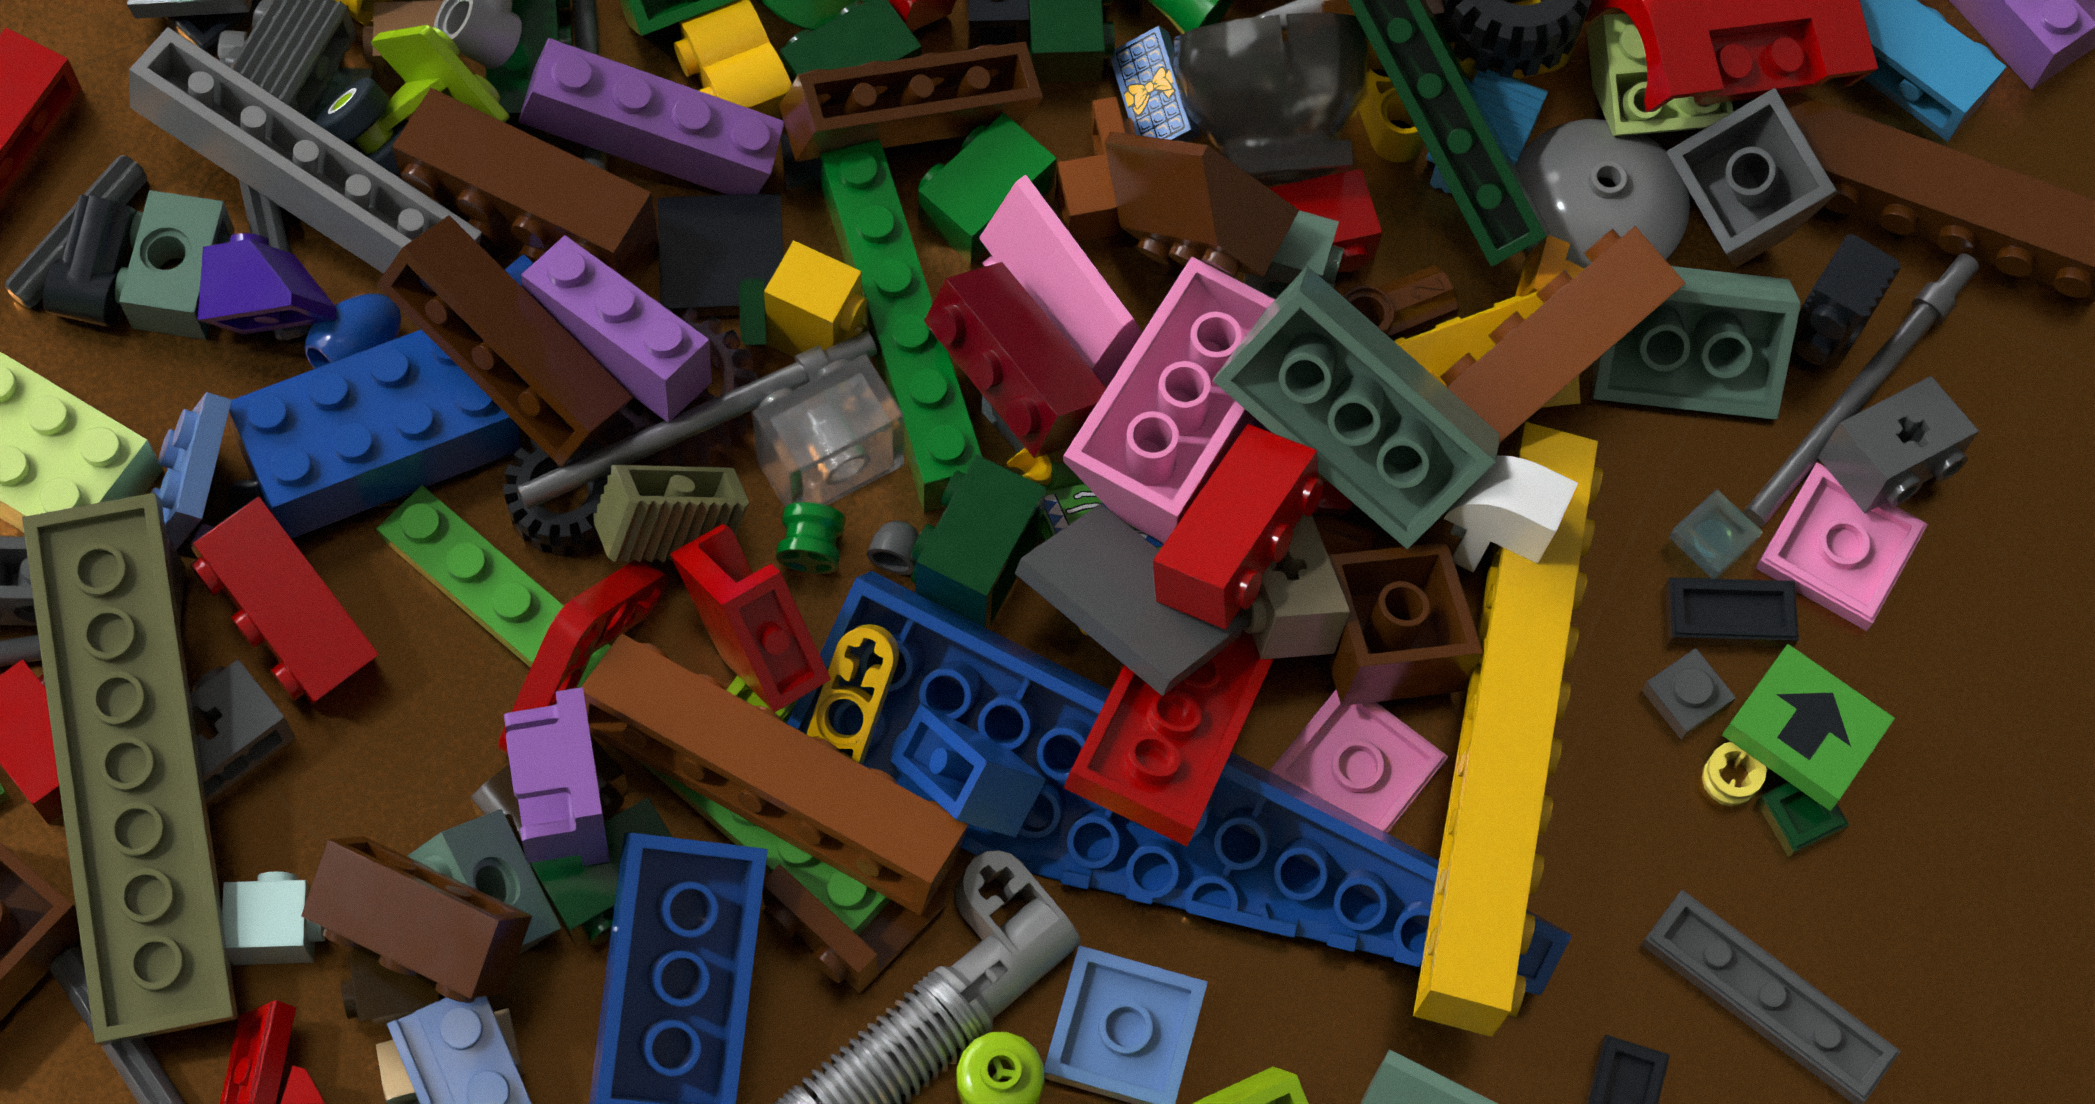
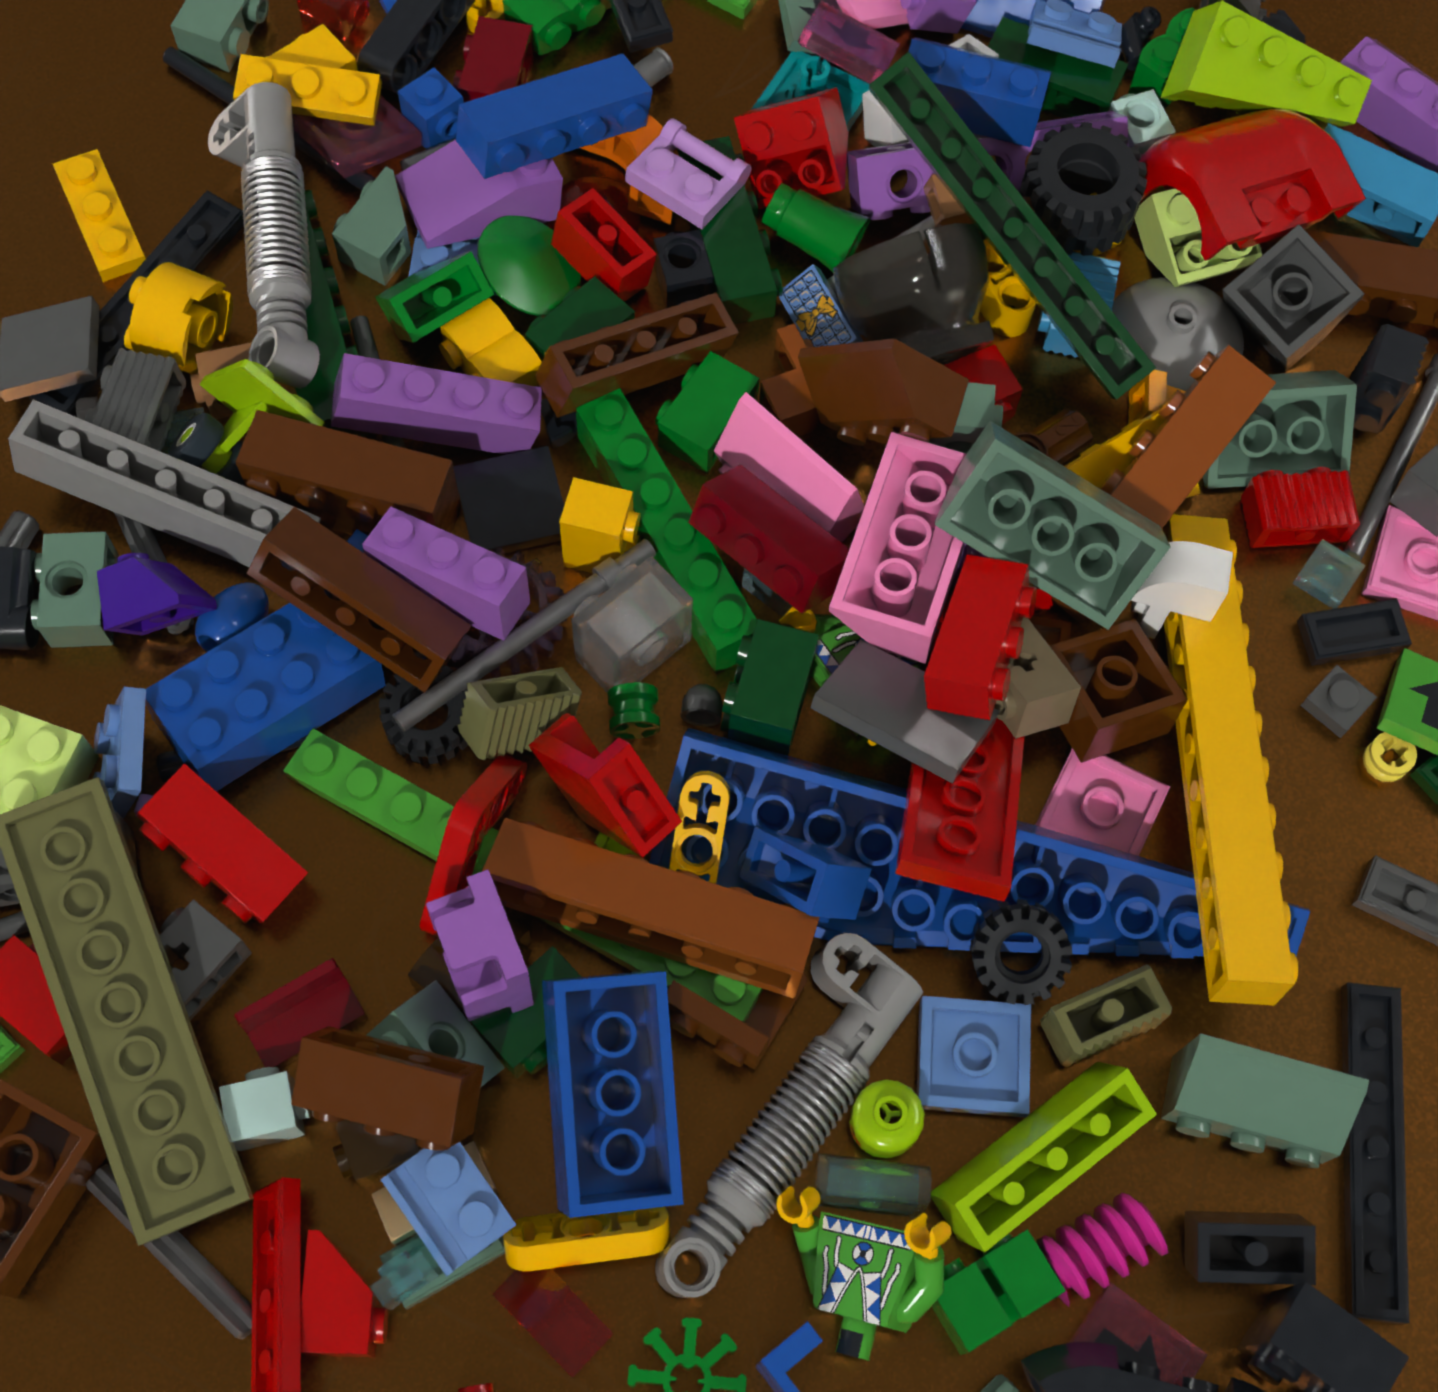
camera: 10 degrees left, 0 degrees up
(337, 807) = (298, 1009): none -> dark red panel
(752, 311) = (549, 540): dark green tile -> none
(1200, 955) = (1027, 983): none -> black tyre
(1292, 1012) = (1106, 1016): none -> olive brick
(1699, 444) = (1299, 508): none -> red brick

